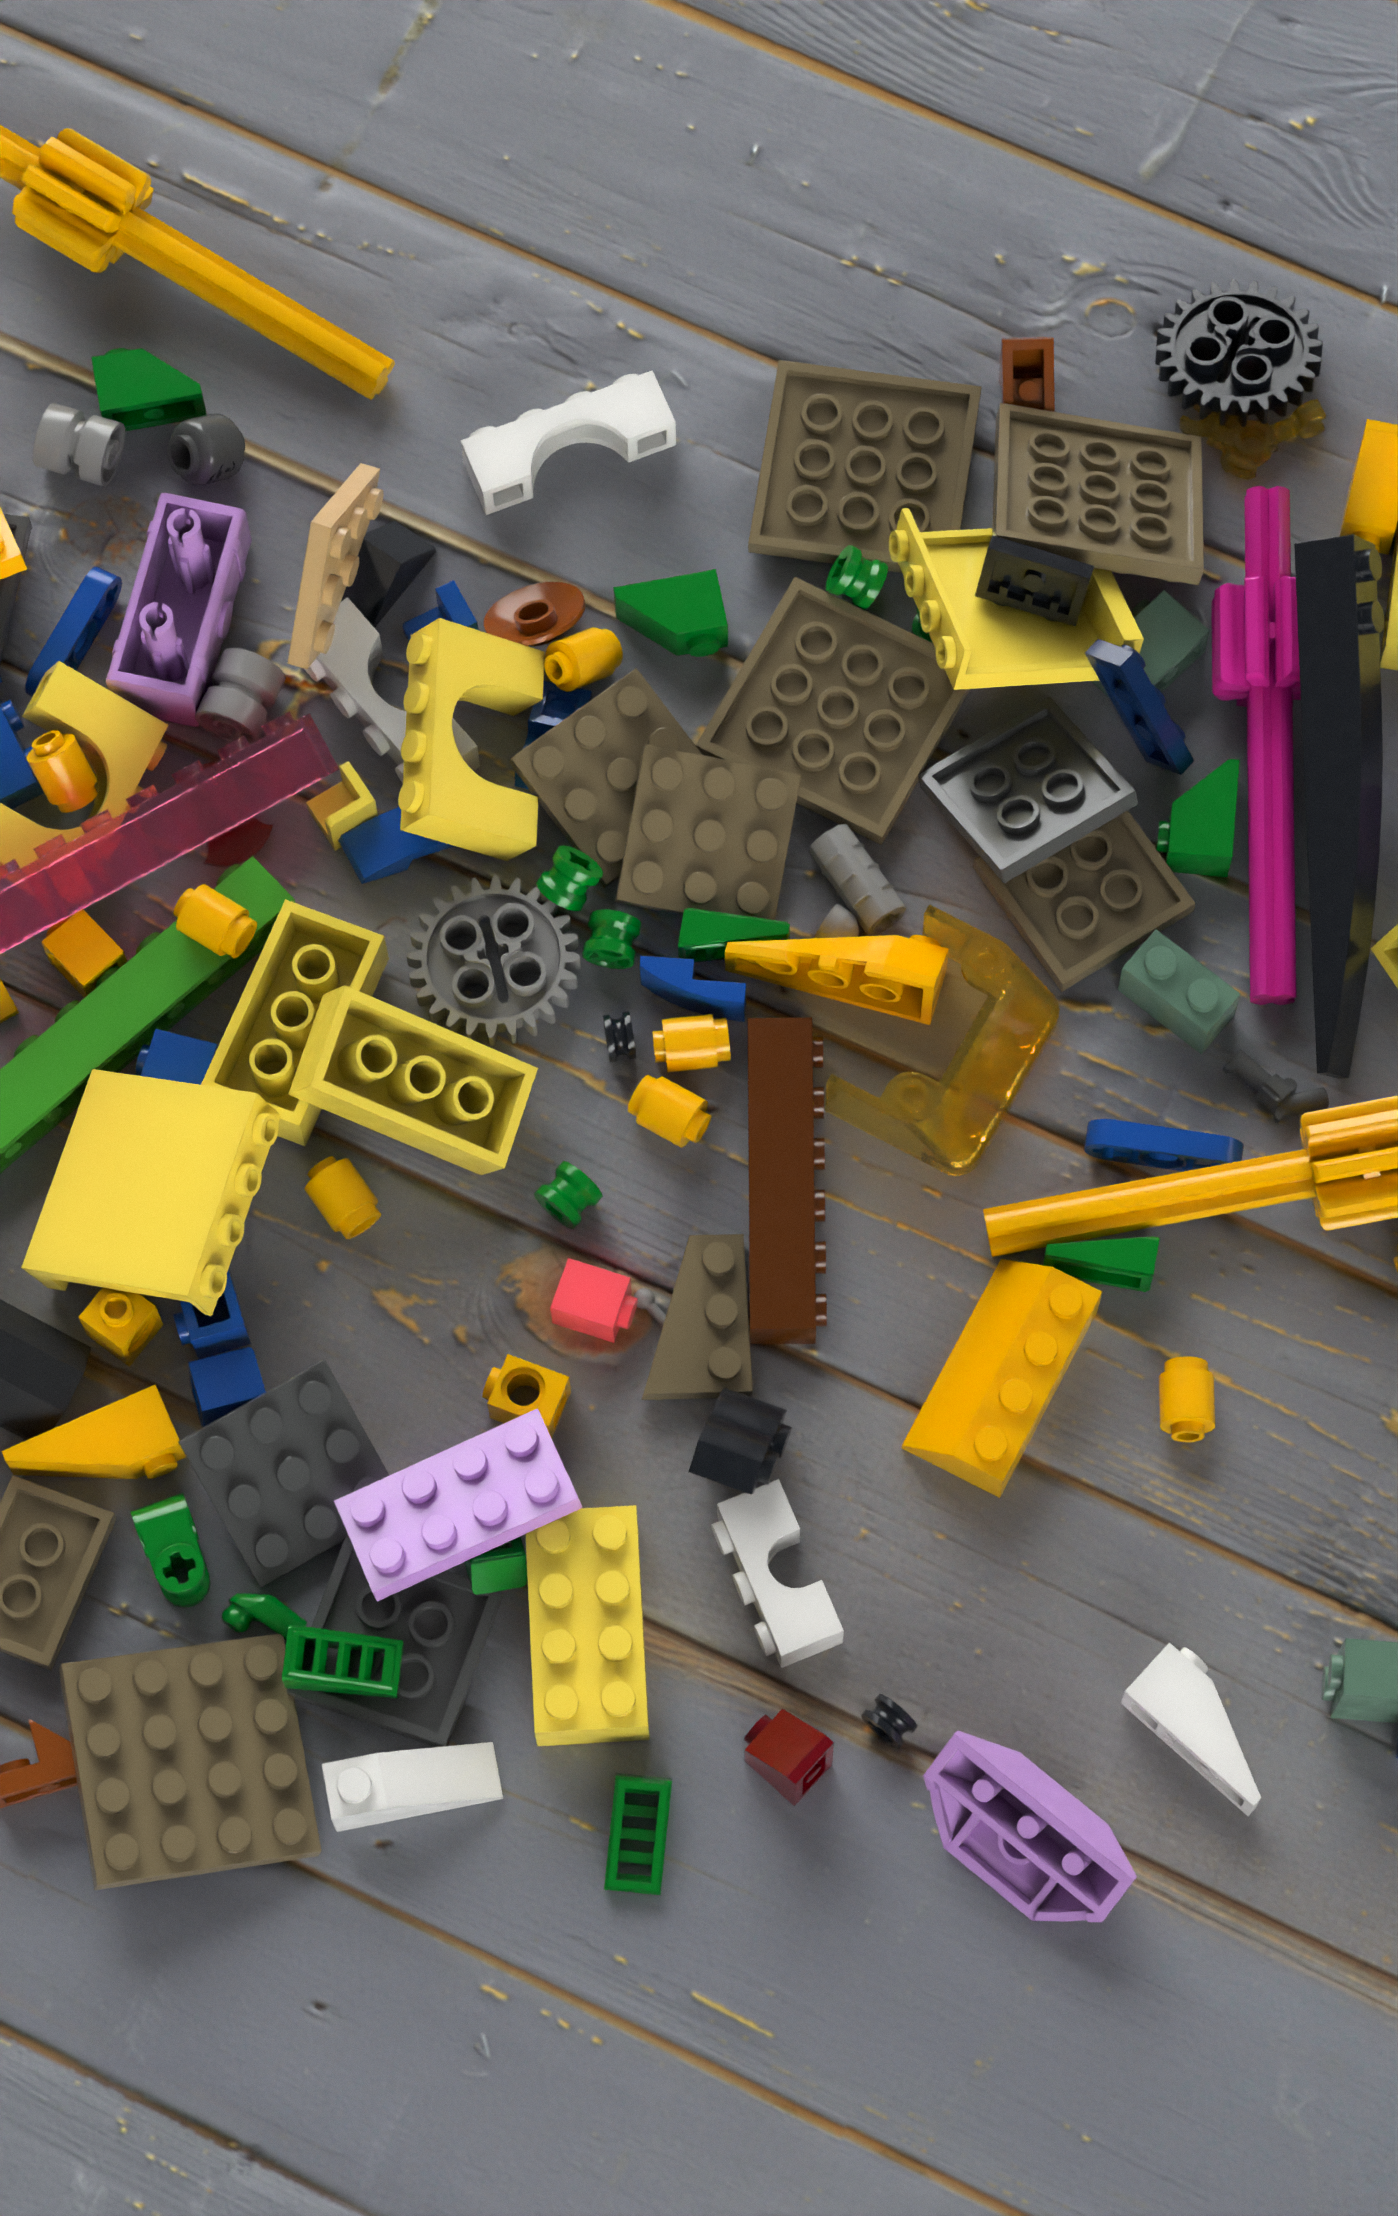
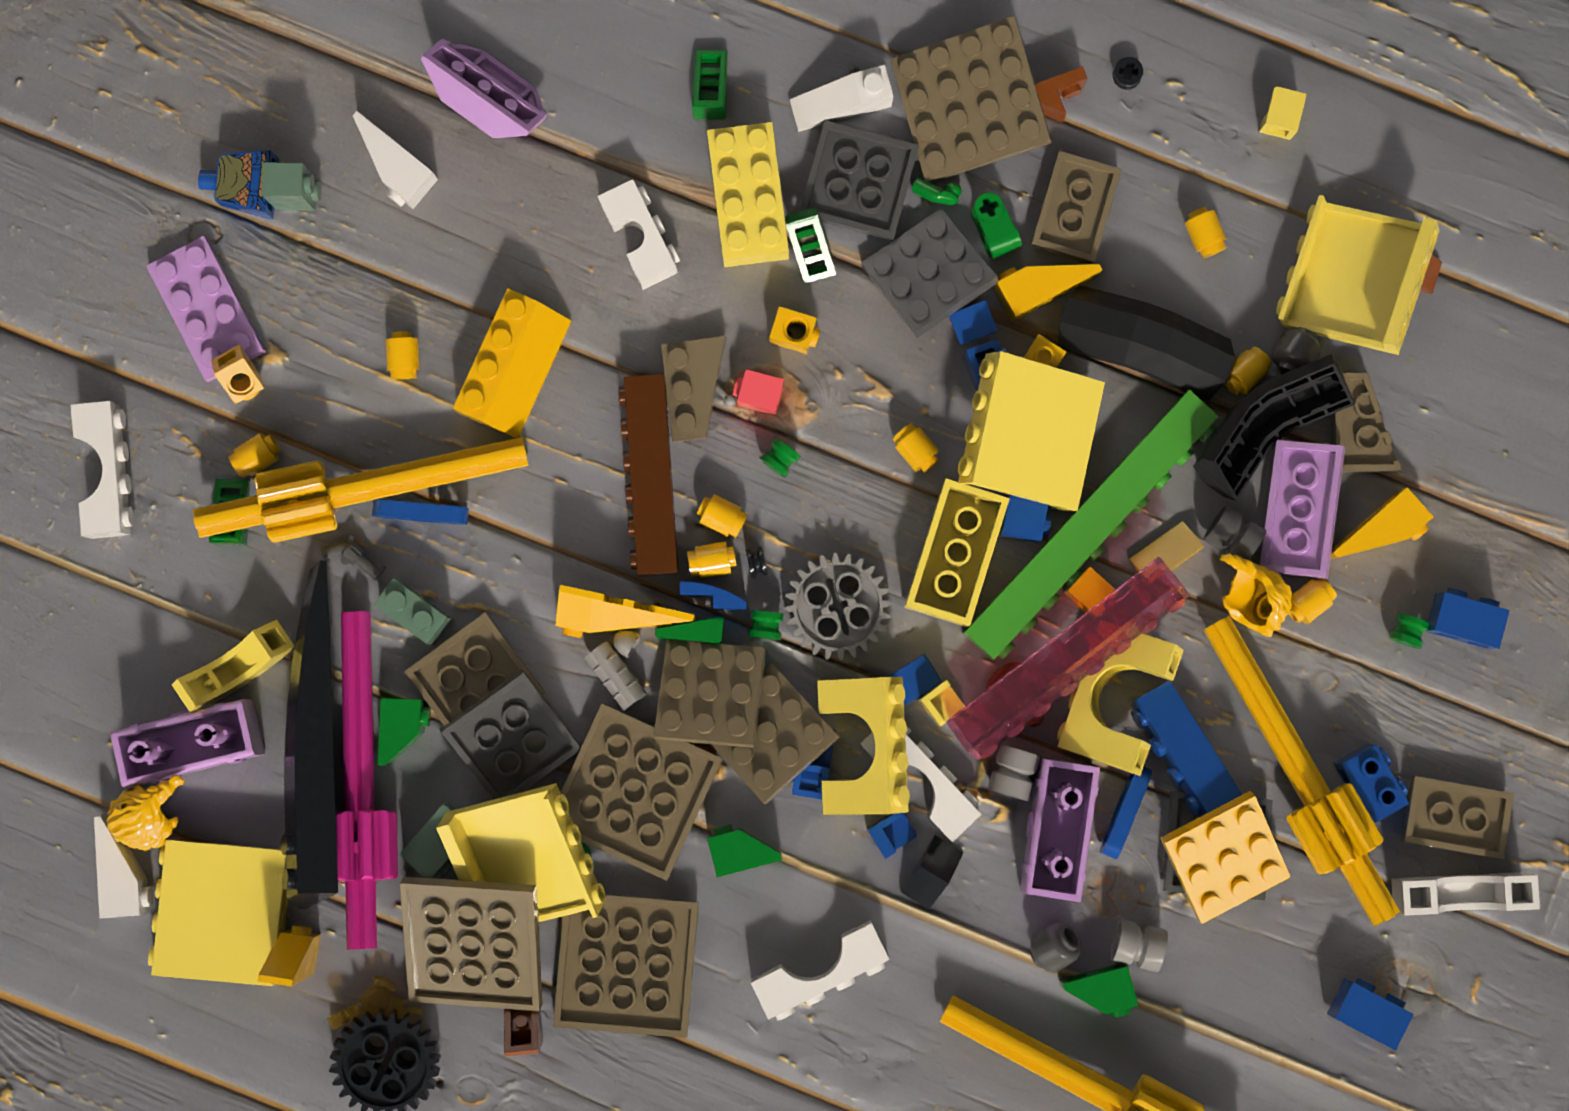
camera: 175 degrees right, 15 degrees up
(62, 771) = (1120, 705): yellow brick -> none
(214, 921) = (1012, 606): yellow brick -> none
(322, 1639) = (887, 147): green slope -> none
(332, 562) = (961, 852): tan plate -> none
(413, 1080) = (879, 509): light yellow brick -> none
(457, 1504) = (828, 251): lavender plate -> none
(535, 613) = (836, 852): dark orange dish -> none
(569, 878) = (794, 660): green wheel -> none
(582, 658) = (798, 813): yellow brick -> none
(741, 1442) = (664, 305): black brick -> none
(788, 1754) = (625, 124): dark red slope -> none
(856, 577) = (626, 880): green wheel -> none
(889, 1721) = (569, 153): black bush -> none
(958, 1117) = (543, 517): clear yellow windscreen -> none
(1034, 581) = (509, 867): black bracket -> none
(1110, 1262) = (445, 437): green slope -> none
(1140, 705) = (439, 792): dark blue plate -> none

